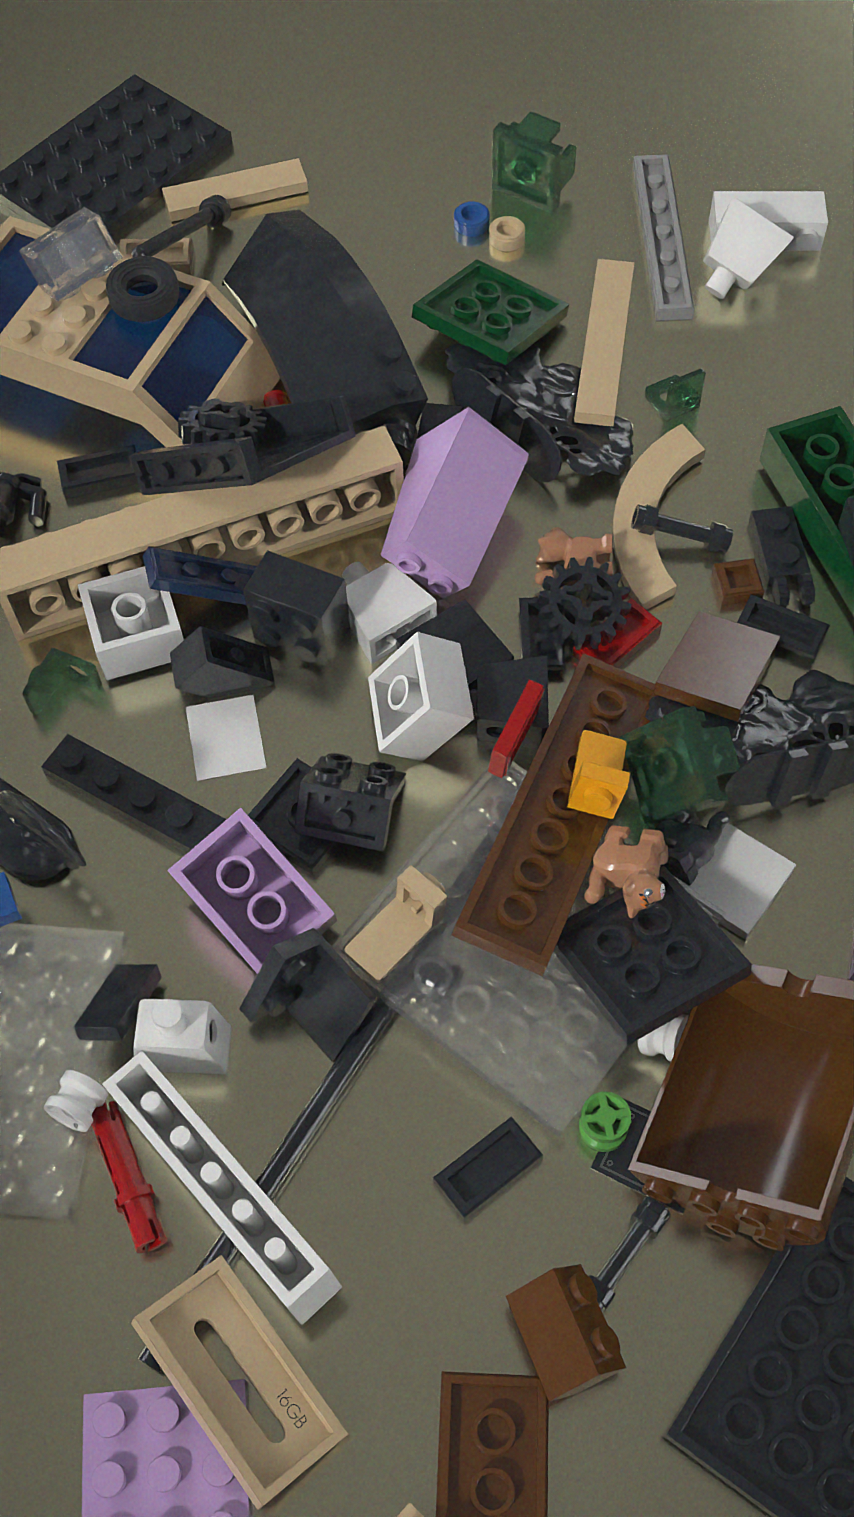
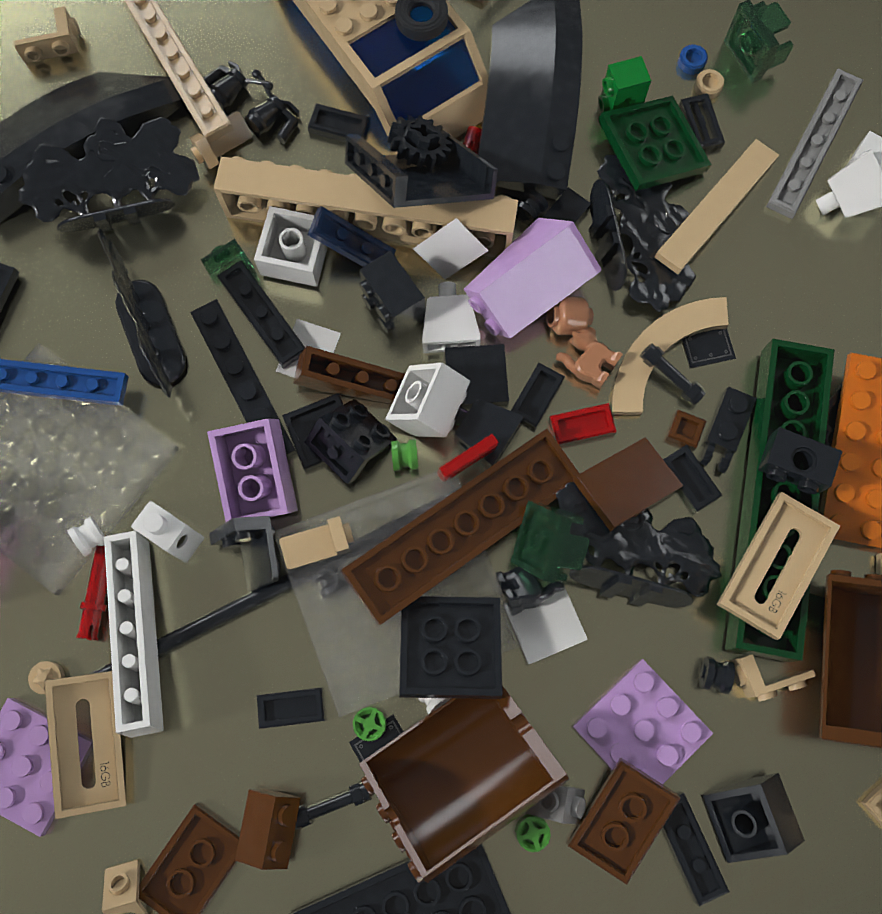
camera: 30 degrees right, 15 degrees up
(117, 1002) = (147, 486): black tile -> none
(117, 1337) = (44, 671): none -> tan tile
(138, 723) = (262, 313): none -> black tile
(220, 664) = (329, 305): black slope -> none
(278, 734) = (346, 376): none -> reddish brown slope
(334, 523) = (450, 249): none -> white sticker
(419, 266) = (624, 84): none -> green brick
(430, 781) = (404, 455): none -> bright green wheel
(521, 528) = (570, 315): none -> nougat head
(528, 265) = (707, 143): none -> black tile
(598, 775) = (494, 519): light orange bracket -> none
(601, 596) = (580, 382): black gear -> none
(630, 868) = (478, 590): nougat animal -> none
(682, 395) = (737, 276): clear green bracket -> none
(699, 487) = (708, 347): none -> black sticker

